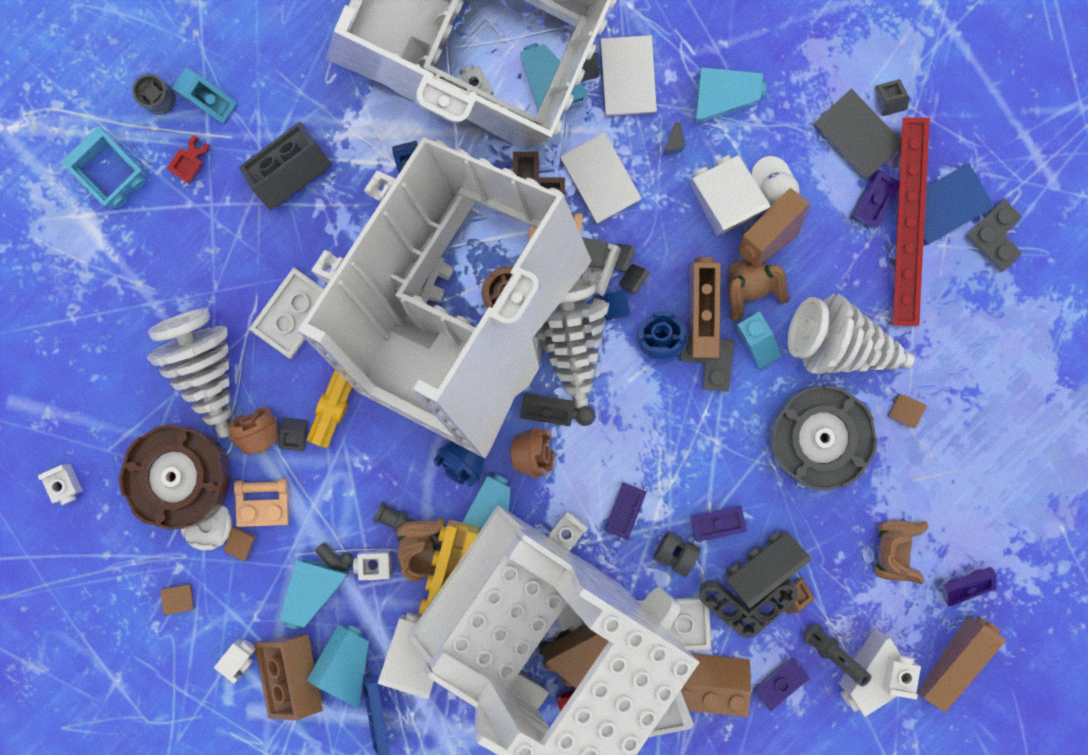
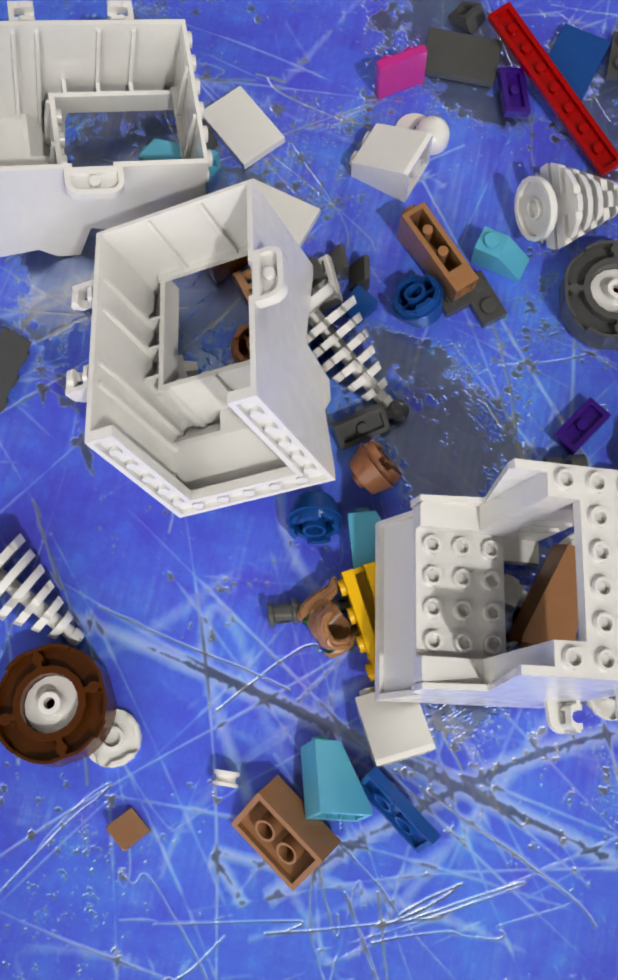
camera: 25 degrees left, 15 degrees down
(235, 660) = (223, 849): white brick -> none
(240, 544) = (156, 734): medium nougat slope -> none
(255, 431) = (105, 614): nougat cone -> none
(263, 511) = (157, 690): light nougat plate -> none
(269, 610) = (226, 778): none -> white bush
(286, 312) = (74, 493): white tile -> none
(293, 434) = (143, 599): dark grey slope -> none
(309, 590) = (252, 733): medium azure slope -> none
(330, 411) = (164, 550): yellow piece -> none
(334, 560) = (255, 689): dark grey arm -> none
(365, 572) = (299, 656): white brick -> none
(625, 510) = (489, 462): dark purple plate -> none
(676, 140) = (317, 148): dark grey slope -> none
(726, 92) = (331, 89): medium azure slope -> none
(753, 283) = (462, 209): medium nougat hair -> none
(775, 228) = (448, 154): medium nougat slope -> none
(790, 119) = (400, 71): none -> dark pink tile

